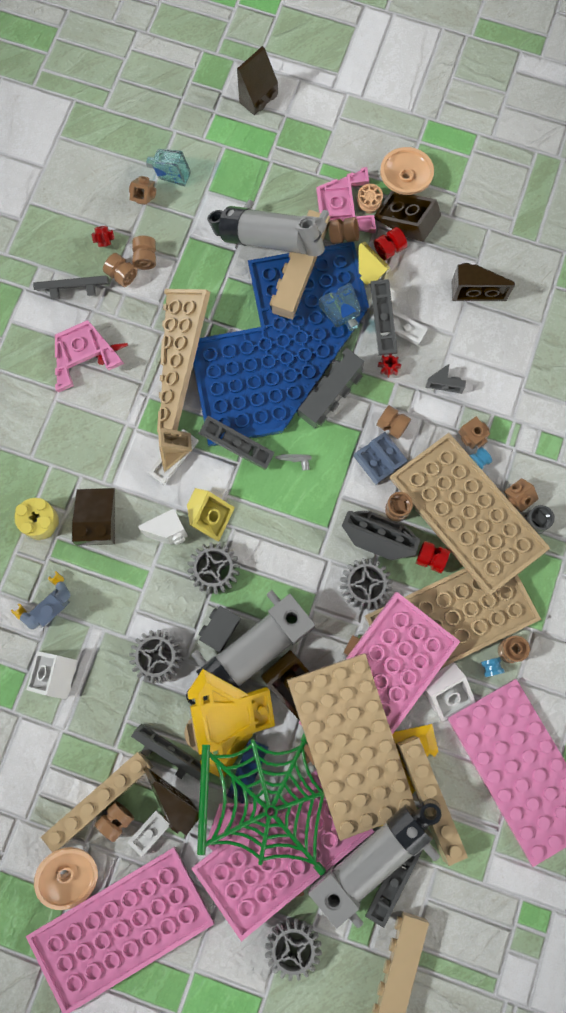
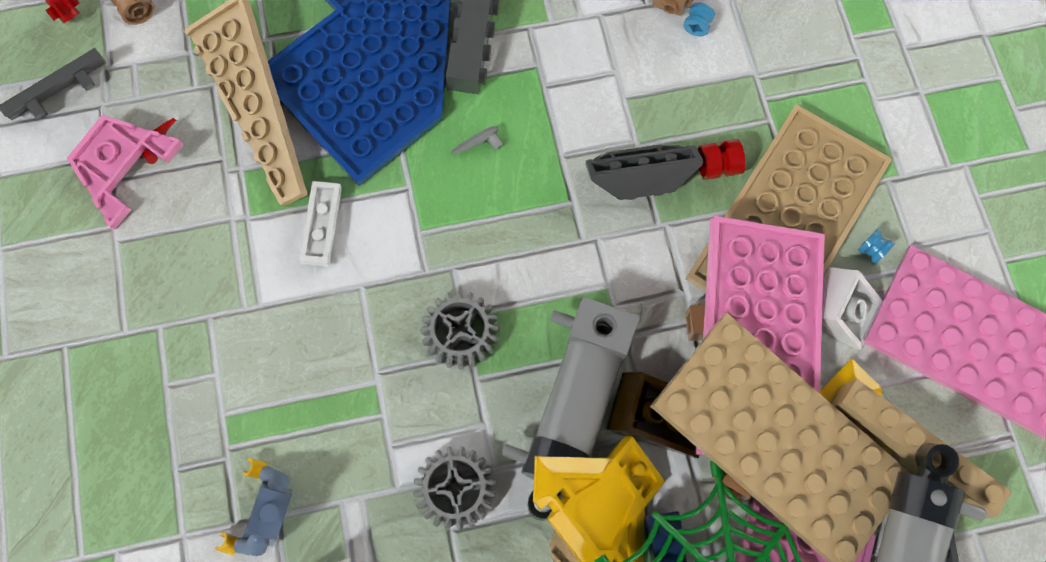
camera: 35 degrees left, 5 degrees down
(46, 522) = (163, 400): light yellow brick -> none
(94, 517) = (260, 358): dark brown slope -> none
(117, 268) = (110, 34): medium nougat wheel -> none
(165, 528) = (366, 314): white slope -> none
(173, 446) = (314, 205): tan slope -> none
(208, 513) = (410, 264): light yellow slope -> none
(219, 628) = (517, 400): dark grey brick -> none
(236, 442) = (392, 157): dark grey hinge -> none
(365, 575) = (652, 220): light grey gear -> none
(380, 458) = (581, 83): sand blue slope -> none
(393, 422) = (571, 31): medium nougat wheel -> none
(398, 506) = (641, 123): medium nougat wheel -> none
(469, 514) = (730, 86): tan plate -> none
(513, 649) = (887, 210): medium nougat wheel -> none
(521, 494) = (774, 32): medium nougat brick -> none
(540, 518) = (812, 48): dark grey wheel -> none

